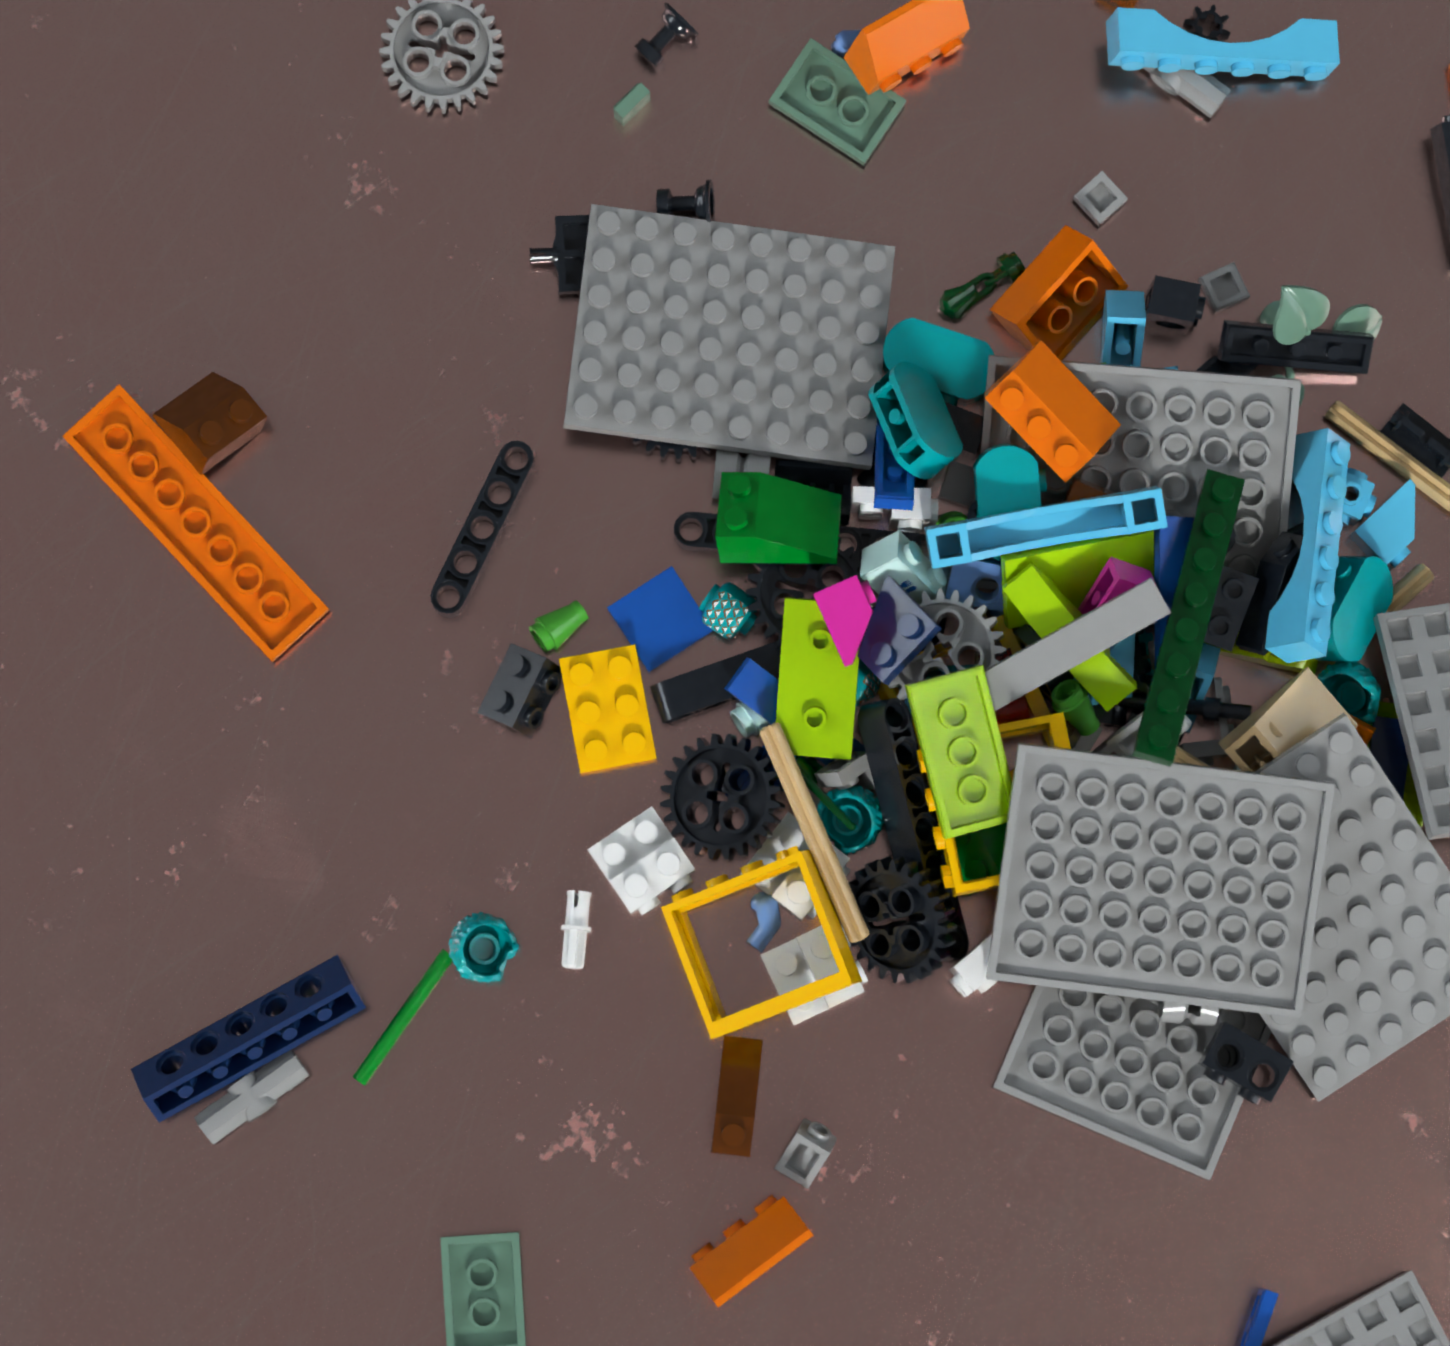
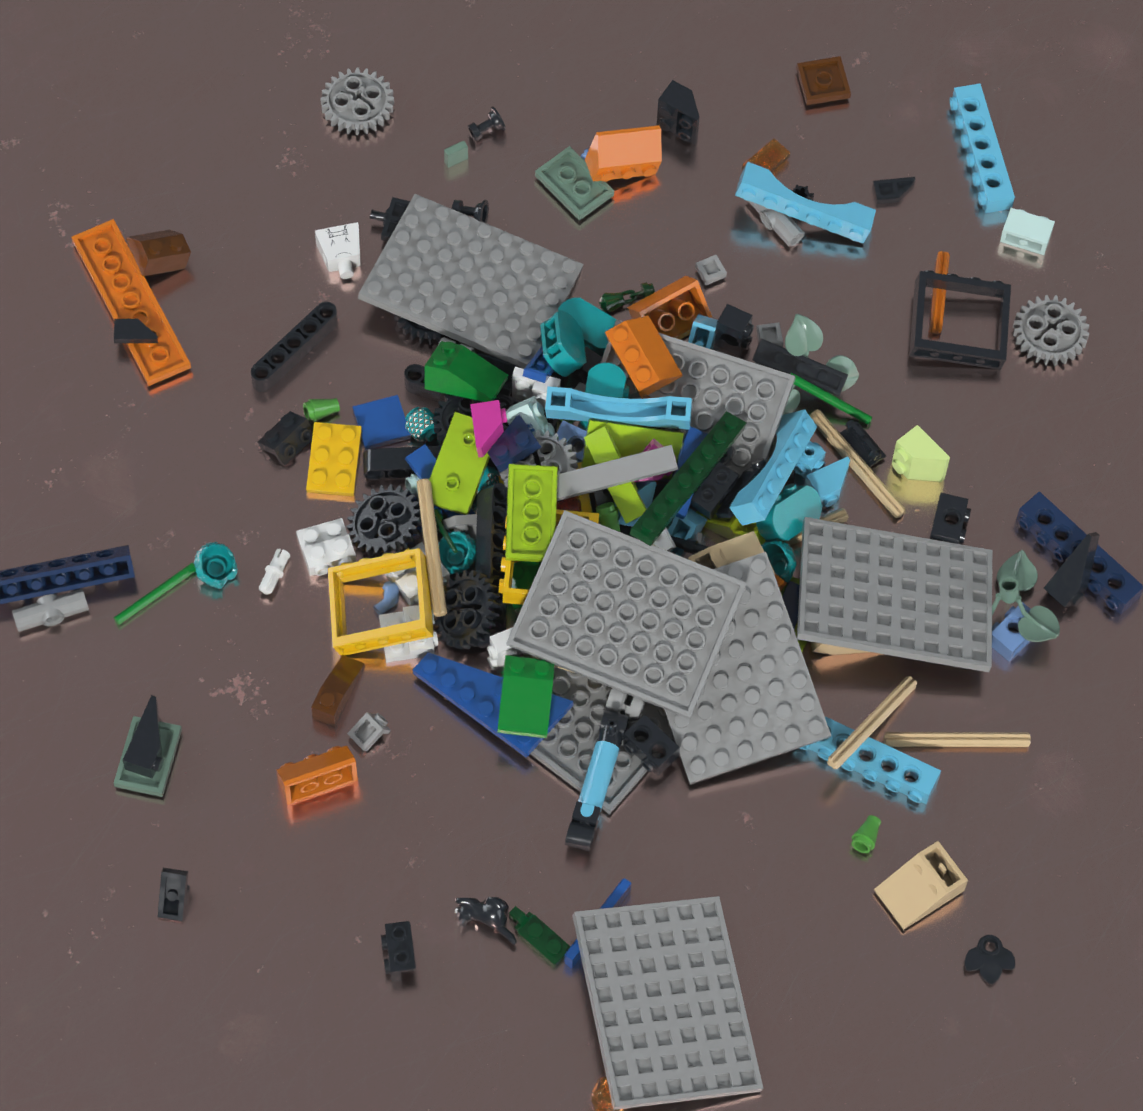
camera: 20 degrees right, 20 degrees down
(219, 582) = (133, 332): none -> black tile
(481, 1292) = (145, 749): none -> black slope
(500, 332) = (340, 248): none -> white torso
(1003, 1059) = (479, 696): none -> blue wing
(1037, 1050) = (525, 696): none -> green slope
(1180, 1144) = (596, 782): none -> piece
(1352, 382) = (832, 400): none -> green bar

